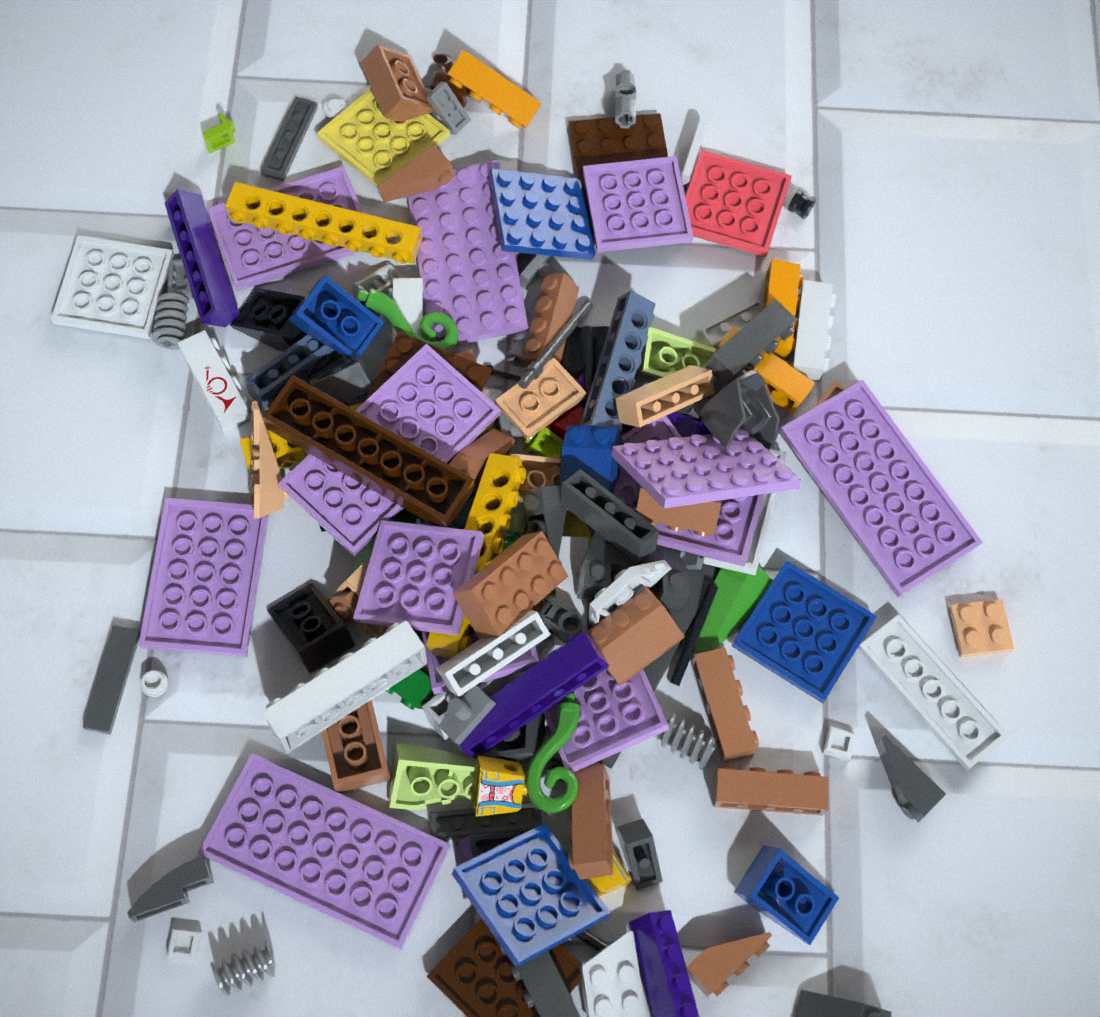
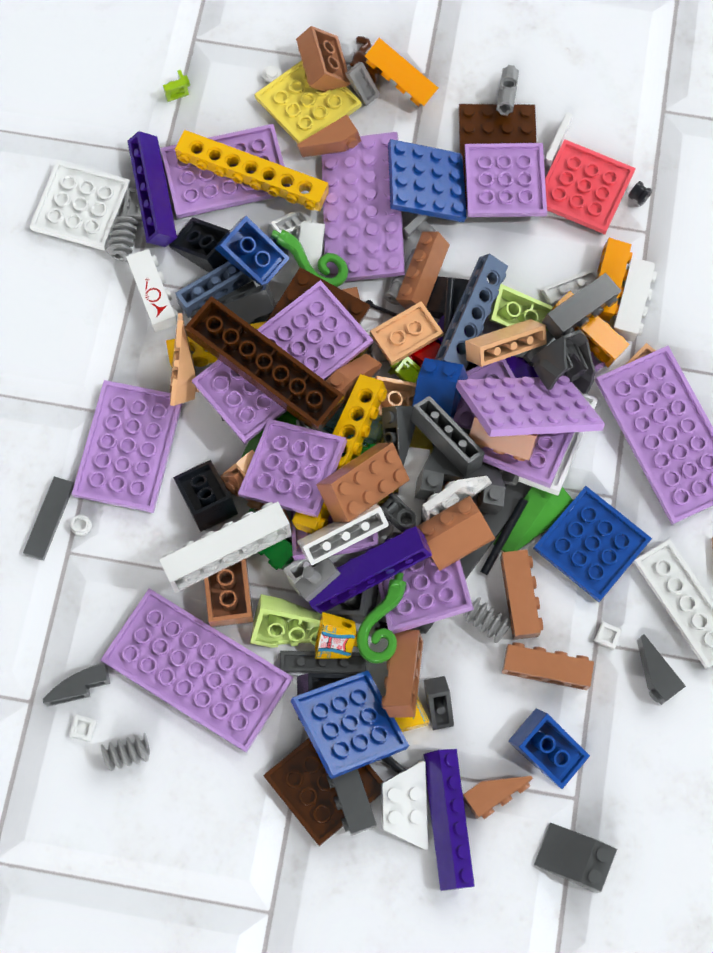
camera: 10 degrees right, 5 degrees up
(289, 139) = (232, 96): dark grey tile -> none
(535, 368) = (405, 308): dark grey bar -> none

